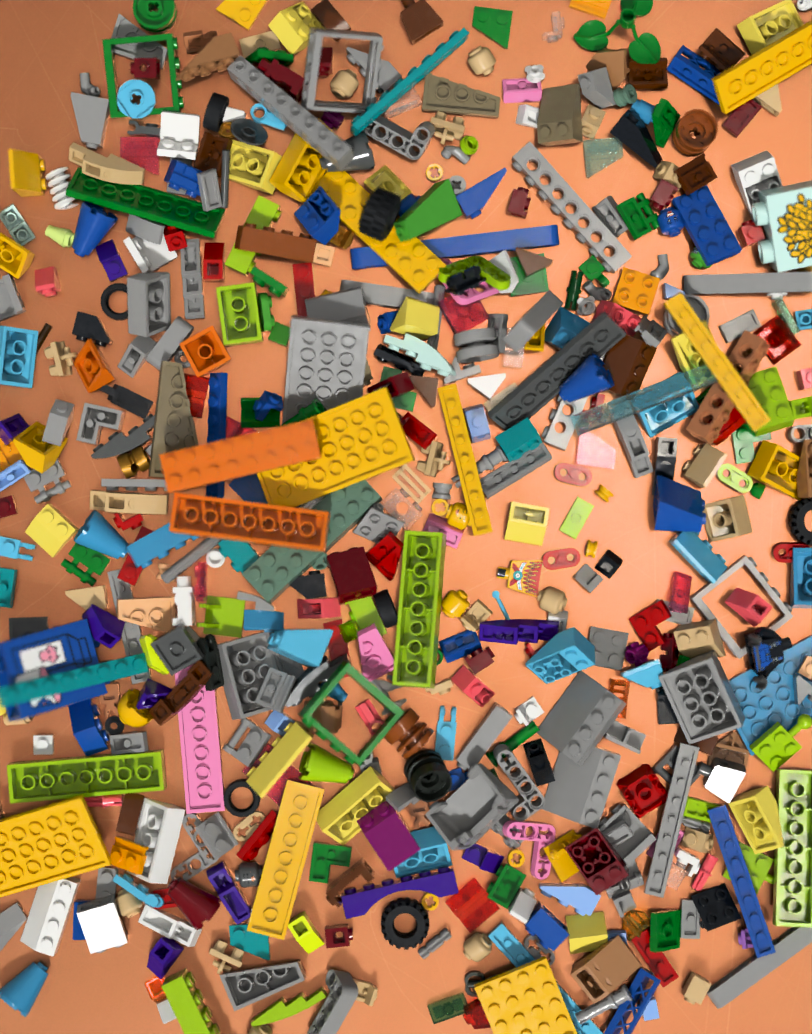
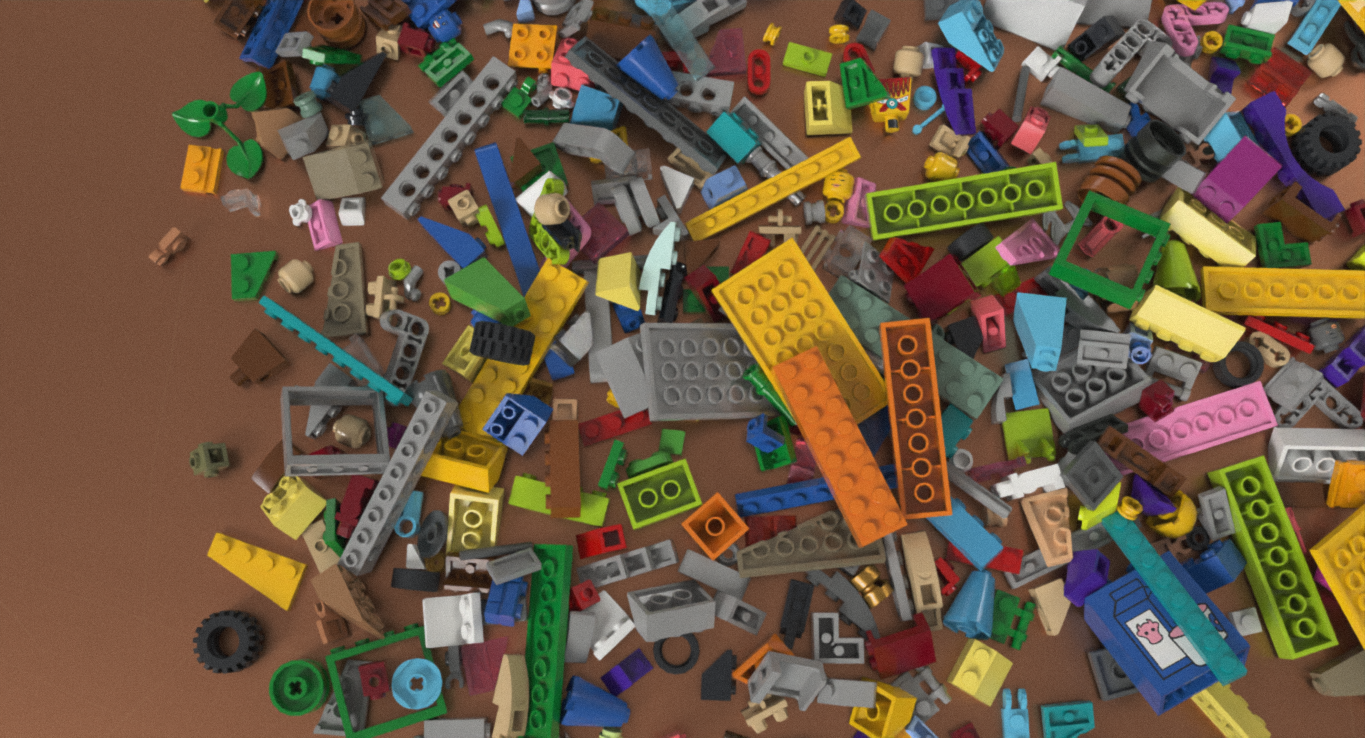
camera: 100 degrees left, 10 degrees down
(78, 380) = (787, 677): none -> light grey panel
(79, 471) = (901, 650): none -> dark red panel
(146, 674) = (1129, 508): none -> yellow bush
(225, 722) = (1157, 400): none -> dark red brick
(263, 715) = (1144, 356): none -> blue plate
(376, 274) = (576, 340): none -> clear smoke slope
(454, 731) = (1091, 135): none -> lime plate
(481, 275) = (551, 209): none -> tan head
(484, 226) = (493, 234): none -> lime plate
(504, 685) = (1021, 93): none -> dark grey bar
(506, 207) = (464, 208): none -> tan bracket
(521, 607) = (924, 97): none -> medium azure tile
(539, 553) = (861, 84): none -> green wing
(604, 133) = (356, 117): none -> black plate
(680, 93) = (293, 44): none -> light grey plate

